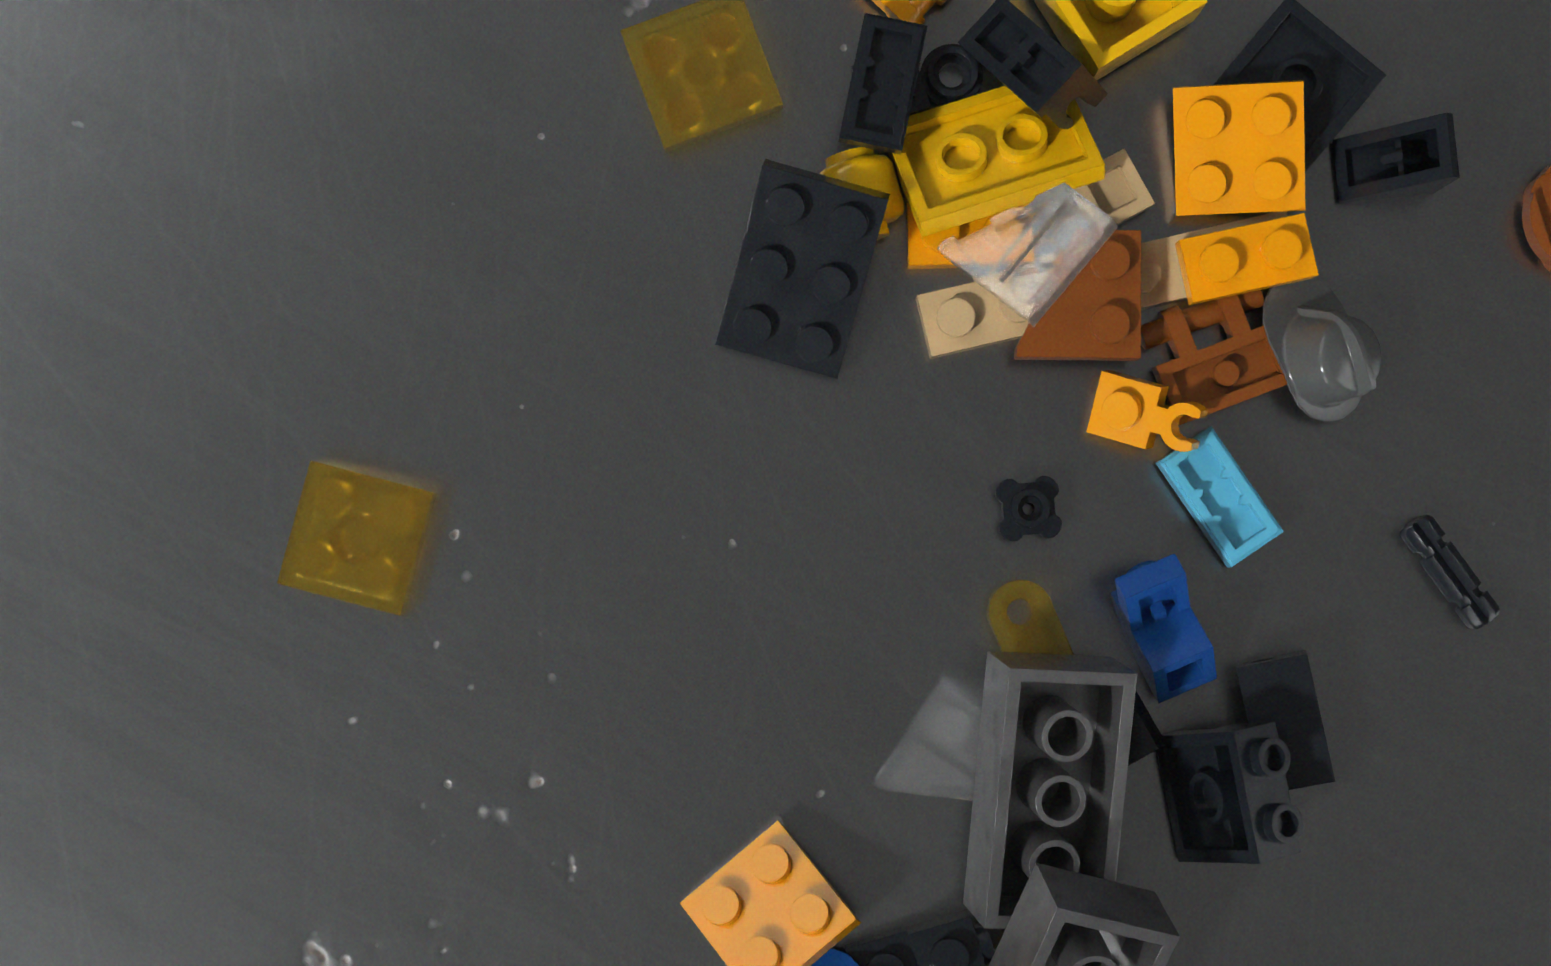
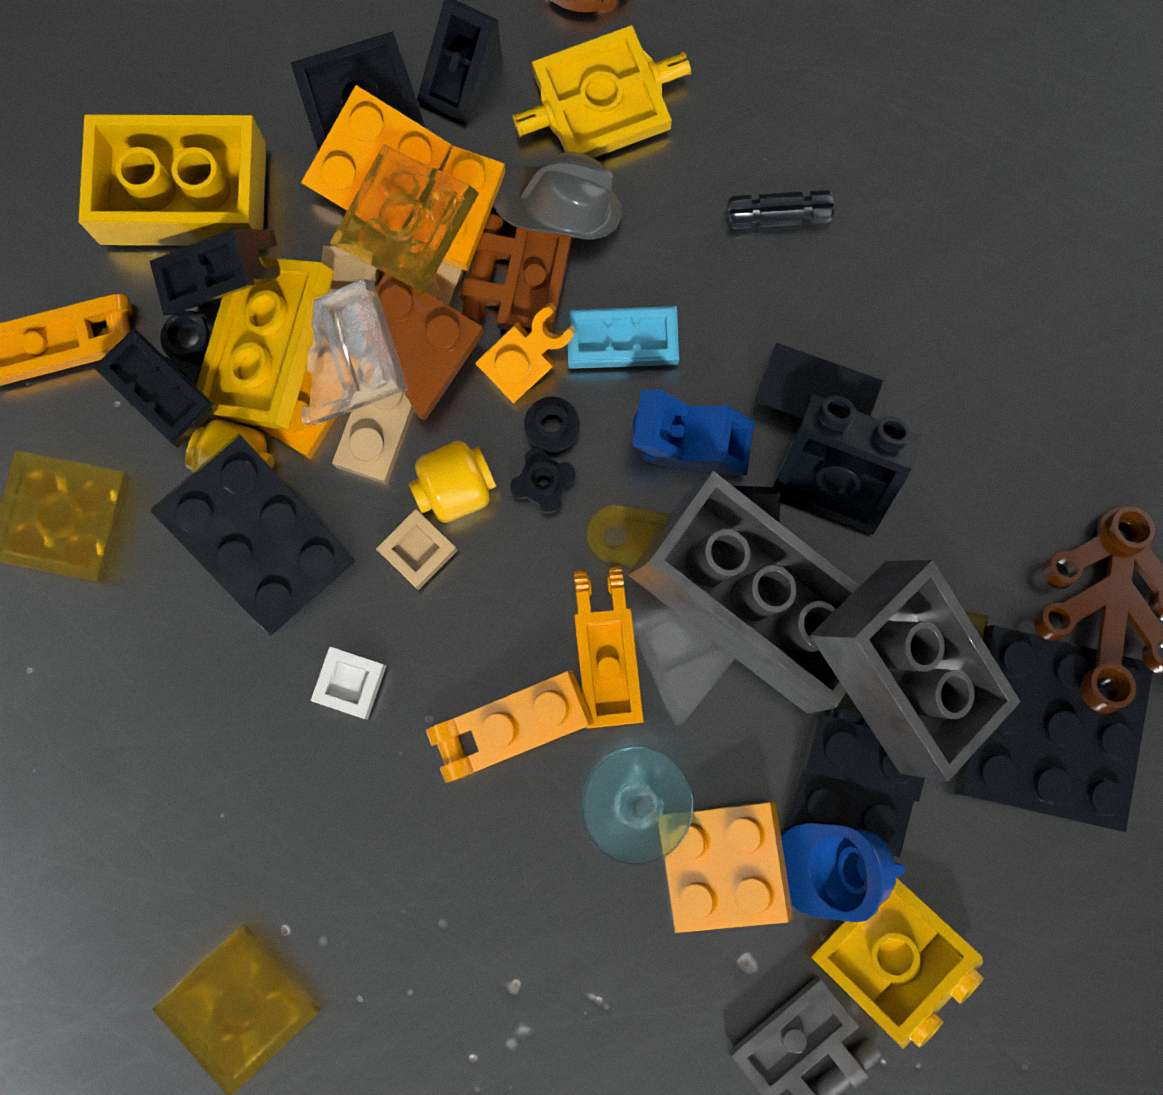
camera: 55 degrees left, 5 degrees down
(718, 447) = (348, 683): none -> white plate
(770, 764) = (611, 801): none -> clear light blue dish
(775, 628) = (512, 725): none -> light orange plate
(885, 430) = (417, 549): none -> tan plate
(899, 676) = (607, 655): none -> light orange hinge
(972, 423) = (452, 481): none -> yellow head
(1071, 491) = (556, 440): none -> black plate
(1199, 216) = (404, 218): none -> clear yellow plate
(1454, 321) = (602, 94): none -> yellow plate

